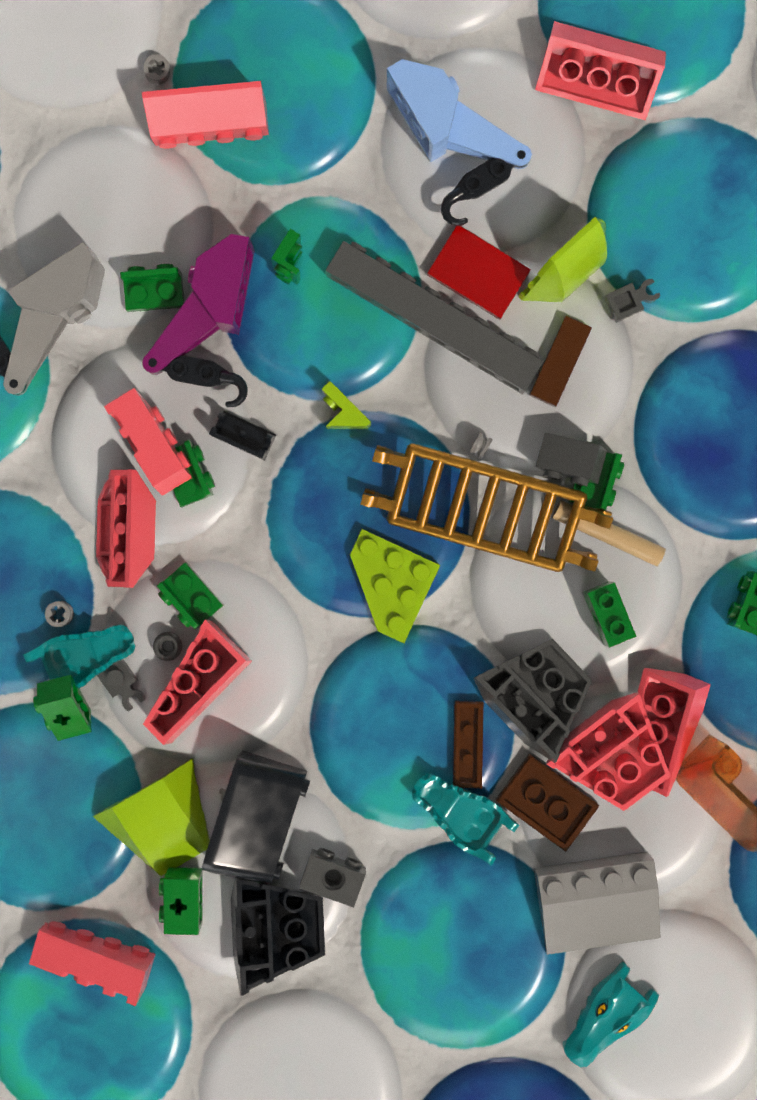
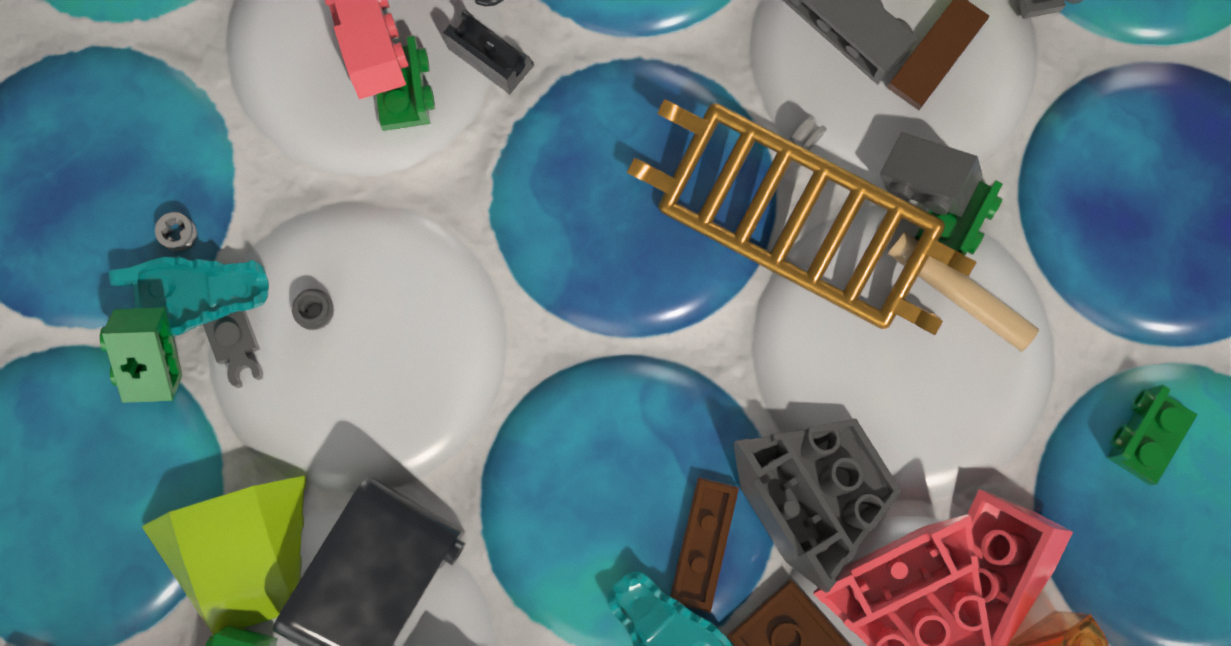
camera: 10 degrees right, 10 degrees down
(125, 528) = (299, 131): coral wedge -> none
(189, 596) = (362, 247): green bracket -> none
(200, 678) = (338, 365): coral wedge -> none
(350, 416) = (638, 55): lime slope -> none
(392, 582) = (646, 292): lime plate -> none
(609, 614) = (943, 400): green brick -> none

